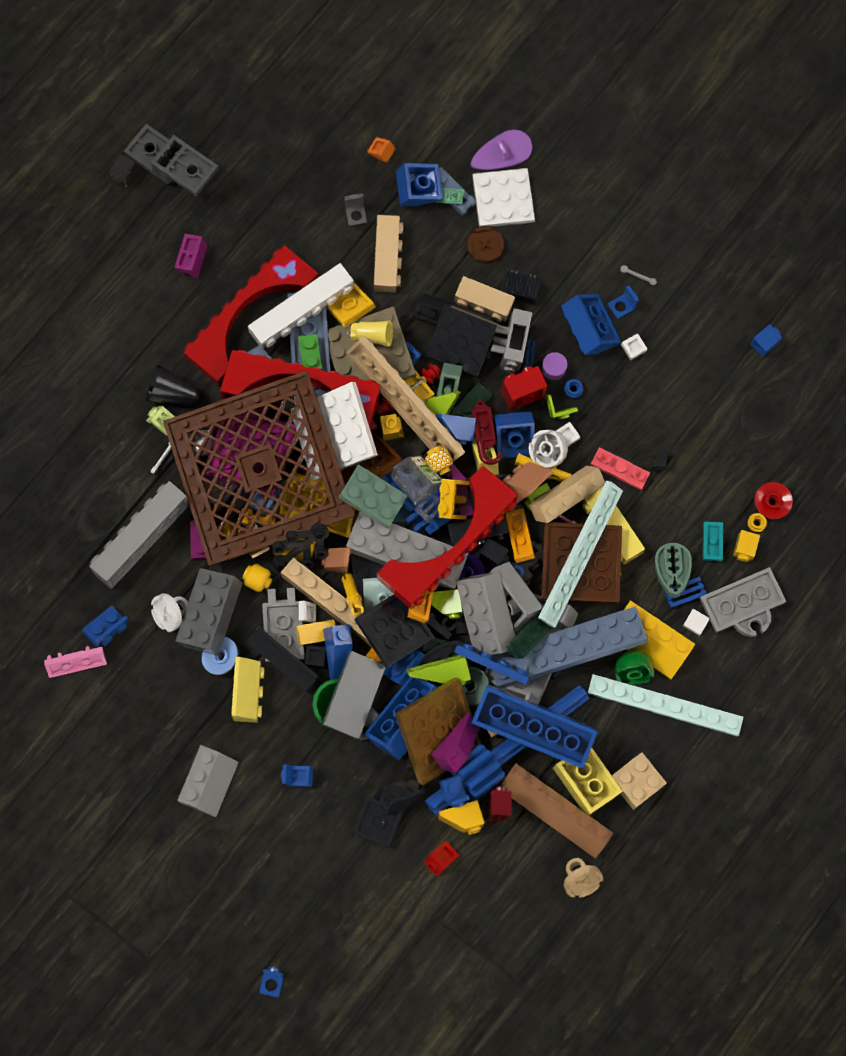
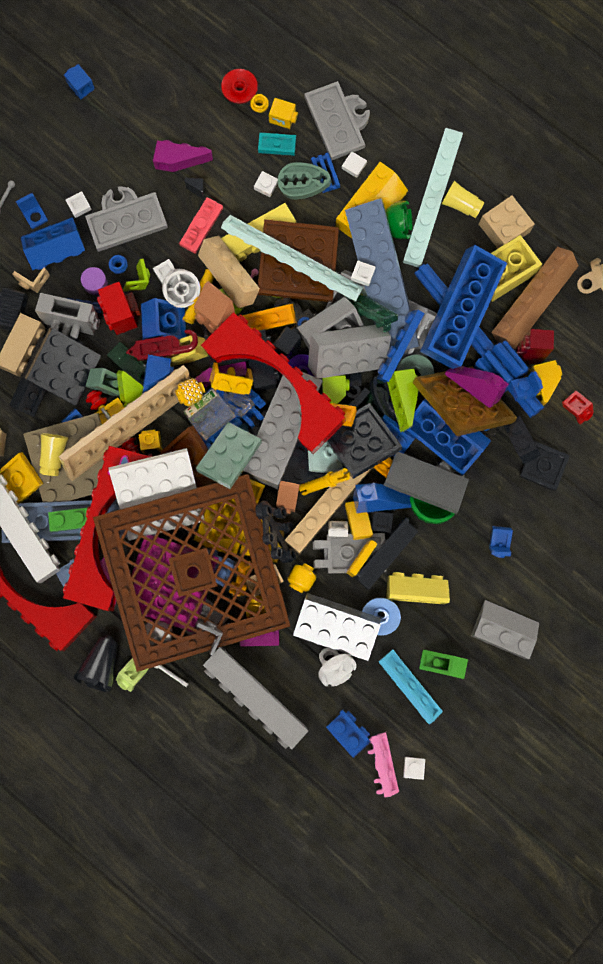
camera: 85 degrees left, 5 degrees up
(72, 692) = (414, 768): none -> white plate
(151, 686) = (410, 686): none -> medium azure plate
(172, 719) = (443, 664): none -> bright green slope
(203, 488) = (212, 628): none -> flat silver bracket
(276, 633) = (361, 558): none -> yellow tile
(531, 404) = (133, 304): none -> clear red tile
(547, 311) = (36, 285): none -> tan bracket
(567, 625) = (363, 273): none -> white plate
(621, 393) = (125, 218): none -> light grey plate
(661, 734) = (463, 200): none -> light yellow plant
(668, 532) = (266, 184): none -> white plate
(690, 439) = (176, 157): none -> magenta slope

